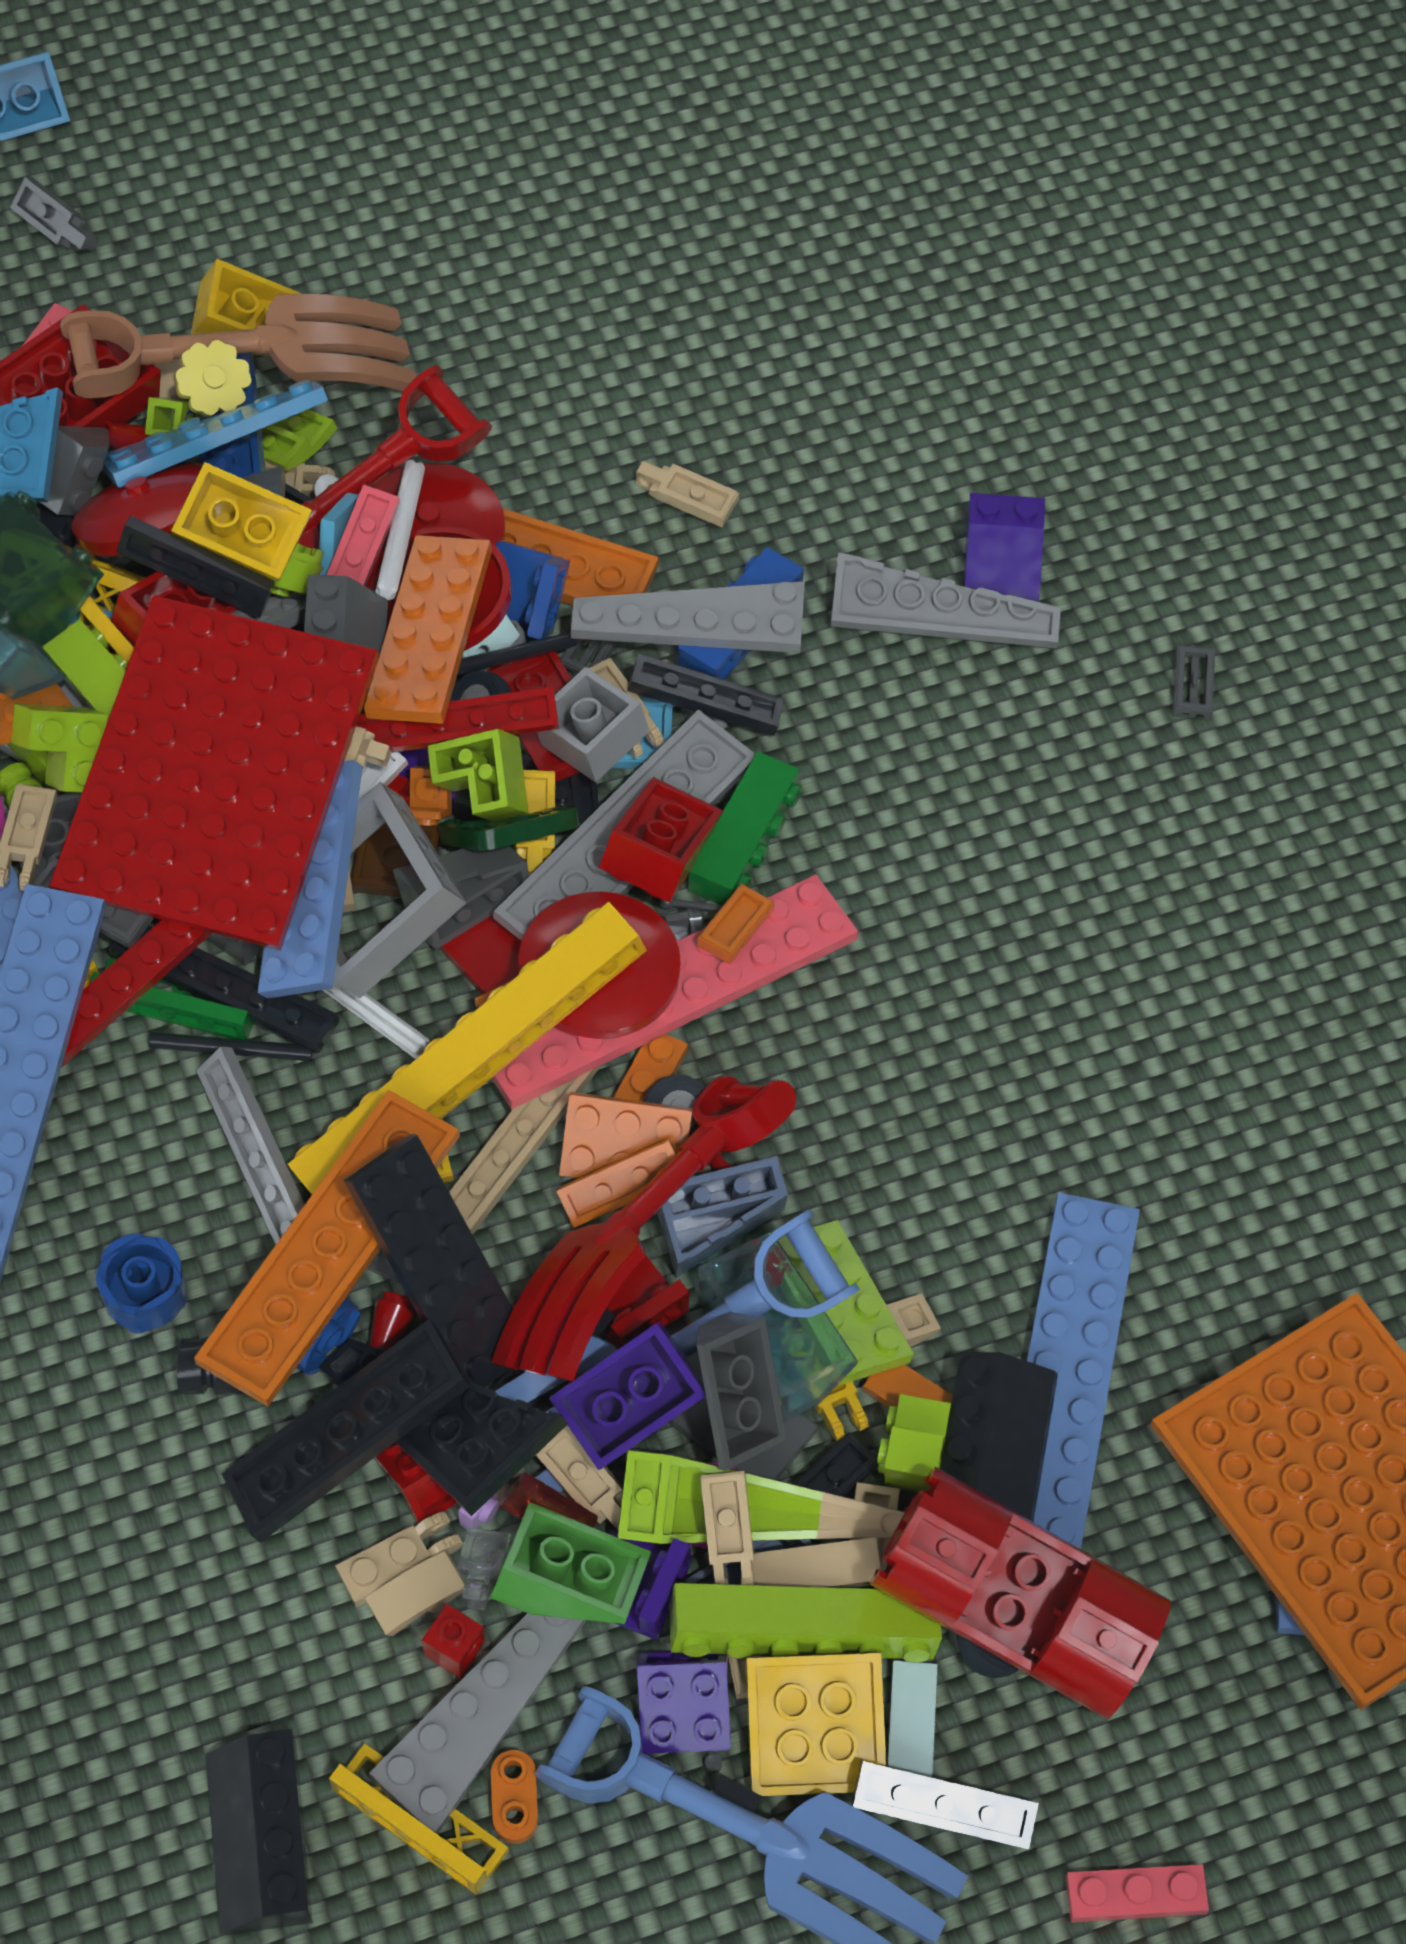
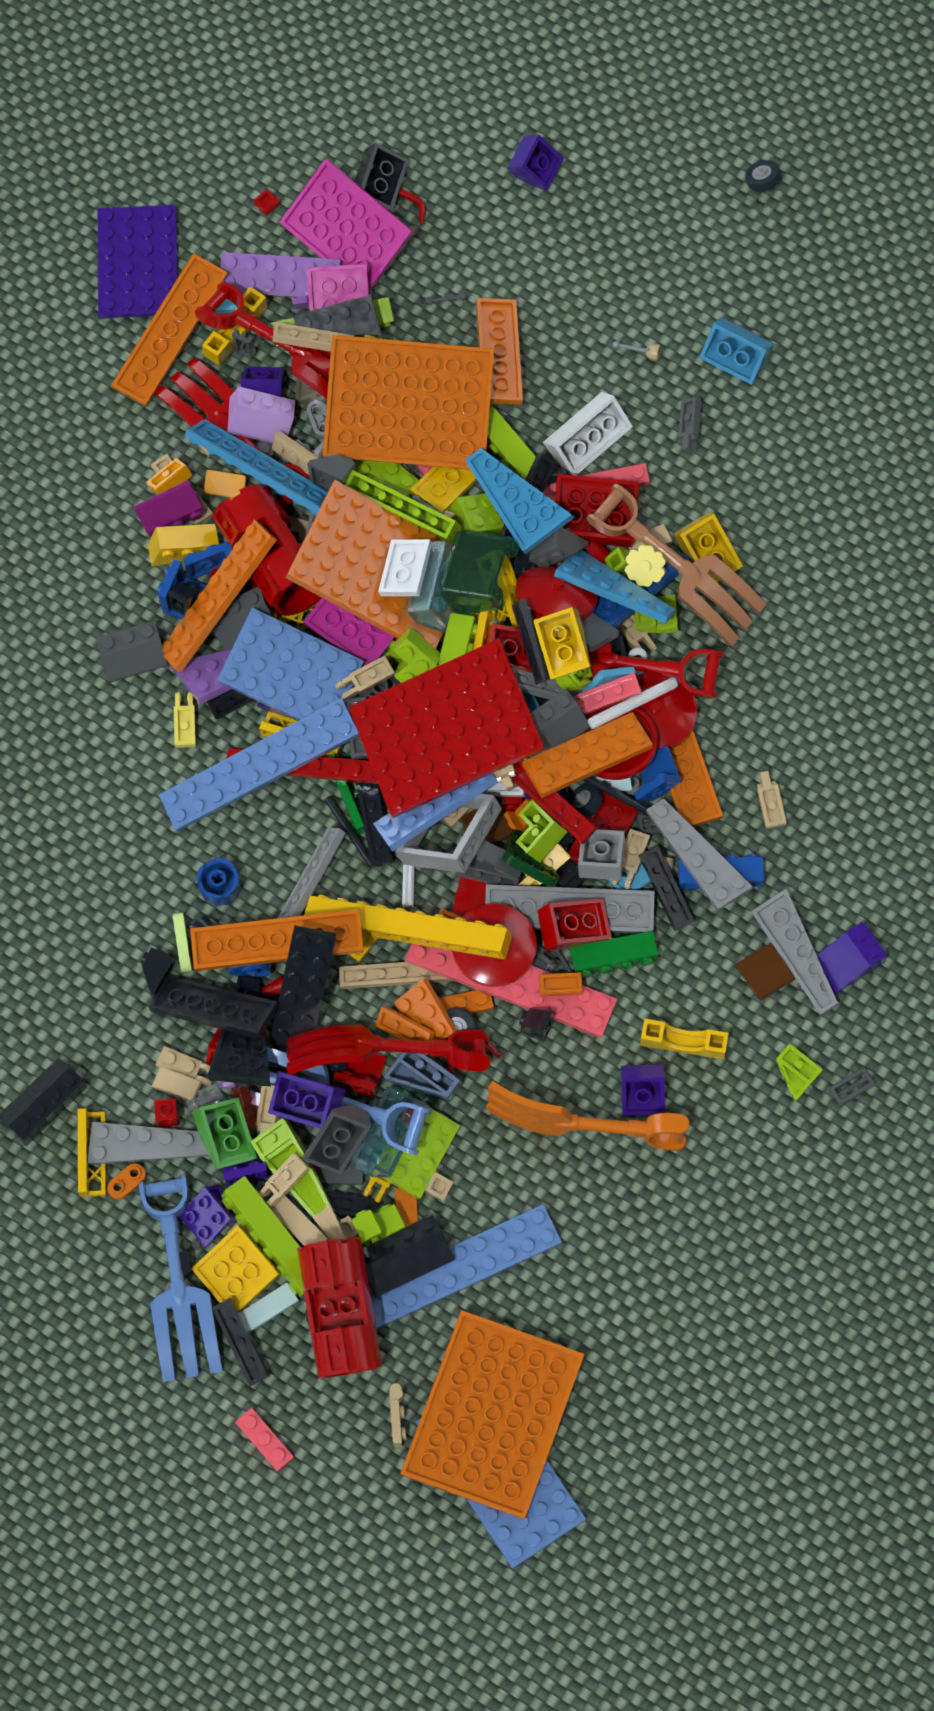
camera: 60 degrees right, 10 degrees up
(188, 1411) = (182, 942): none -> yellowish green beam
(198, 1485) = (156, 968): none -> black slope
(769, 997) = (537, 1023): none -> black slope
(928, 1088) = (659, 1130): none -> orange piece
(935, 666) = (765, 971): none -> reddish brown slope
(985, 806) = (701, 1043): none -> yellow arch
(986, 934) = (643, 1089): none -> dark purple slope
(1118, 727) = (797, 1071): none -> lime wing
(1247, 1648) = (397, 1414): none -> tan hinge

